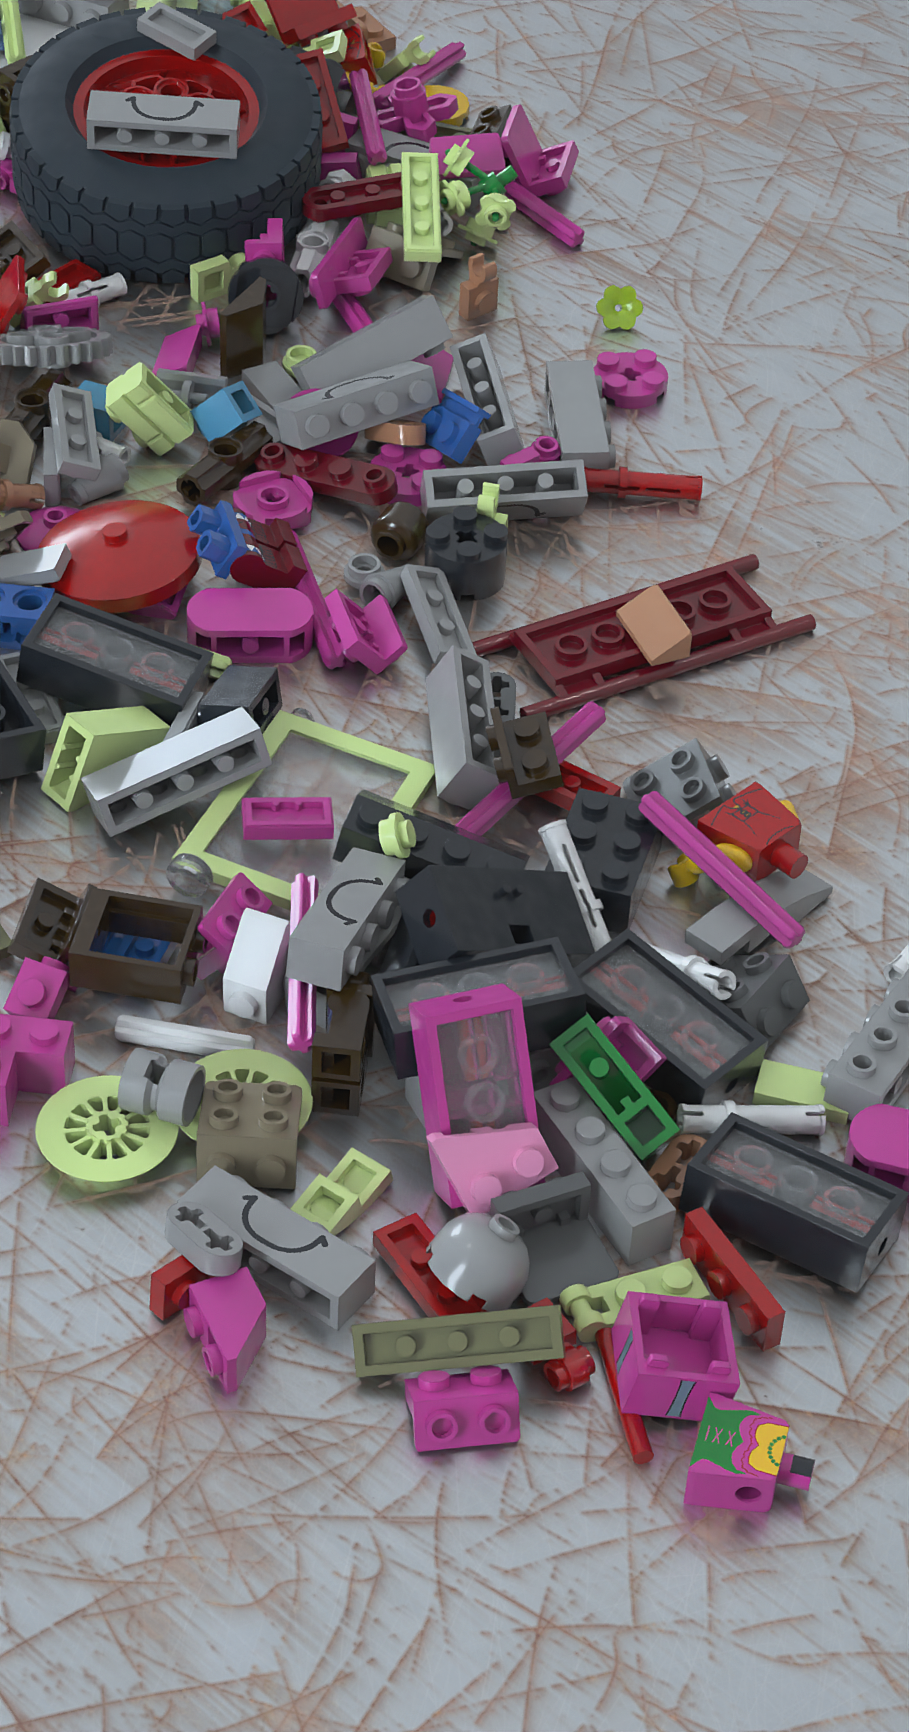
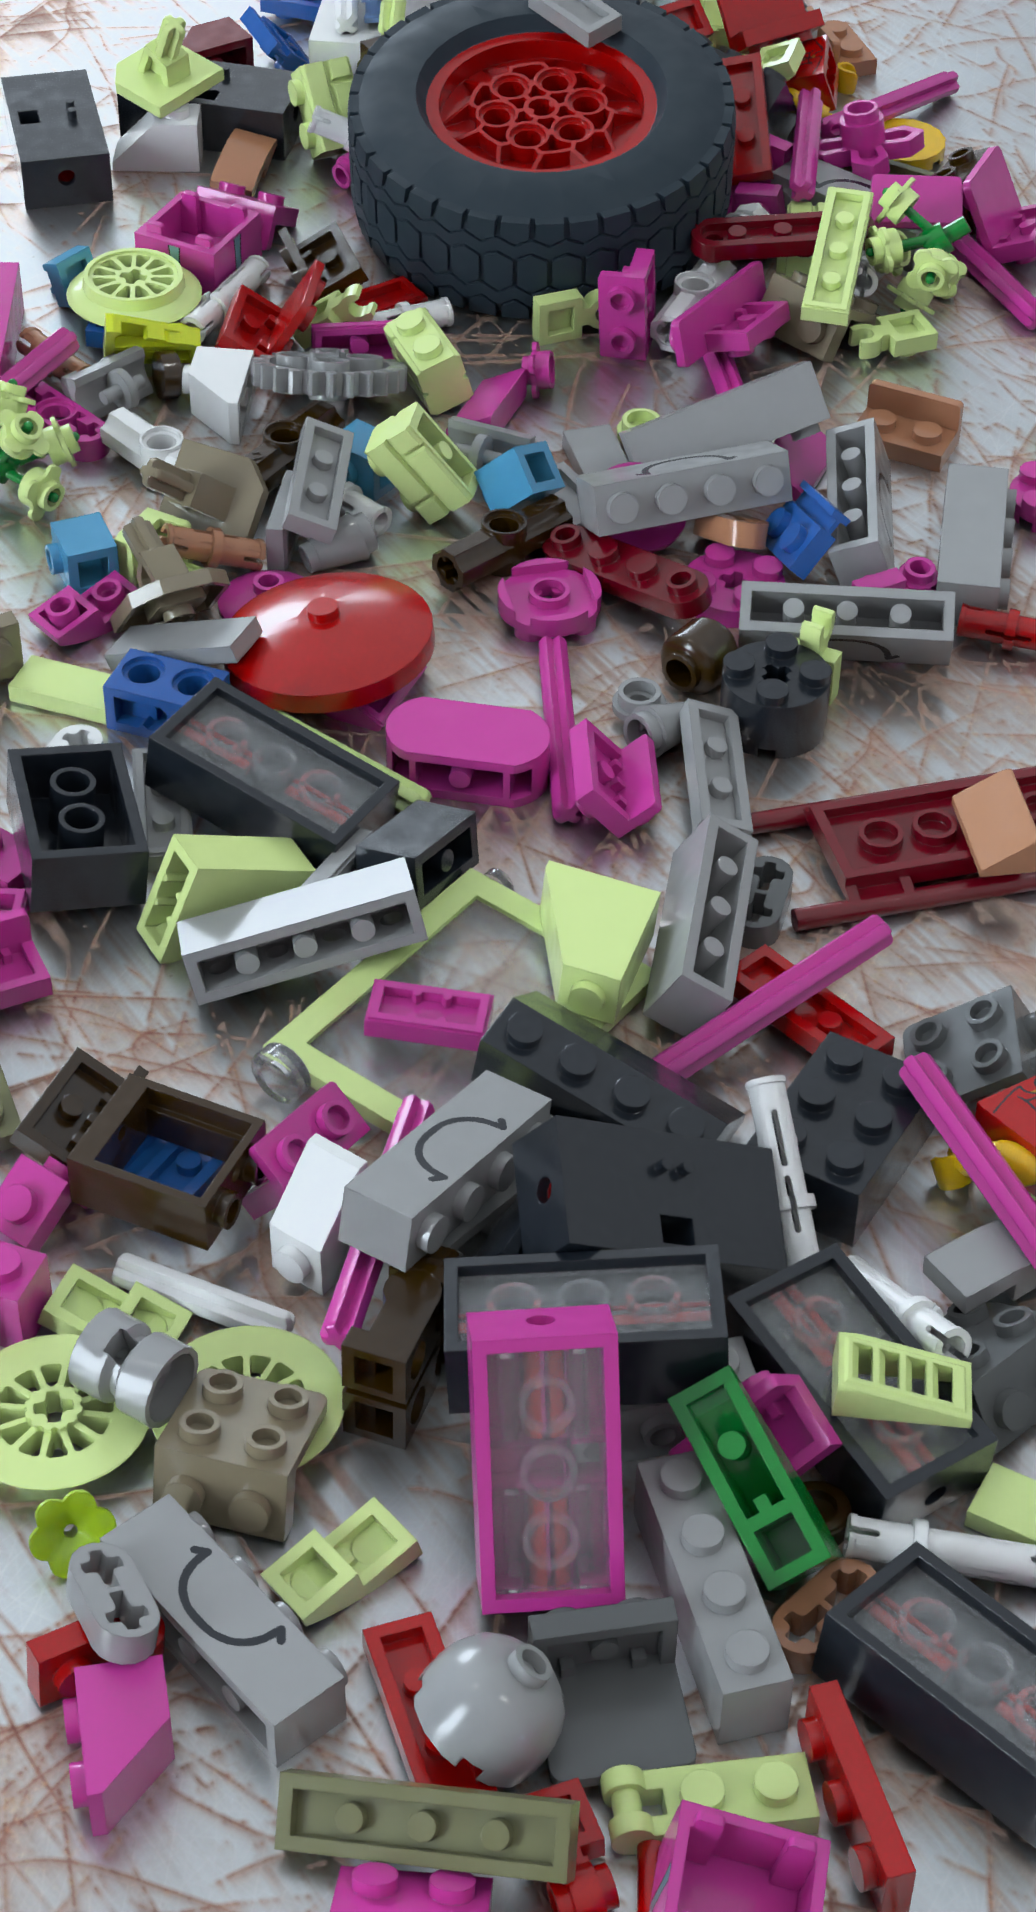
camera: 15 degrees right, 0 degrees up
(106, 1055) = (84, 1295): none -> yellowish green slope
(131, 329) = (432, 361): none -> yellowish green brick
(157, 1200) = (55, 1545): none -> lime plant
(163, 124) = (525, 118): light grey brick -> none
(243, 331) = (574, 381): dark brown slope -> none
(247, 548) = (489, 651): hips -> none
(281, 280) = (591, 356): black plate -> none
(387, 745) = (594, 937): none -> yellowish green slope
(397, 835) = (546, 1063): yellowish green plate -> none
(405, 60) = (879, 83): yellowish green plate -> none
(458, 266) = (898, 333): none -> yellowish green plate
(480, 292) = (894, 359): nougat plate -> none
(492, 1162) = (546, 1560): bright pink wing -> none
(511, 331) = (914, 423): none -> nougat bracket
(527, 754) = (765, 974): dark brown bracket -> none
(668, 1024) = (876, 1401): none -> yellowish green slope

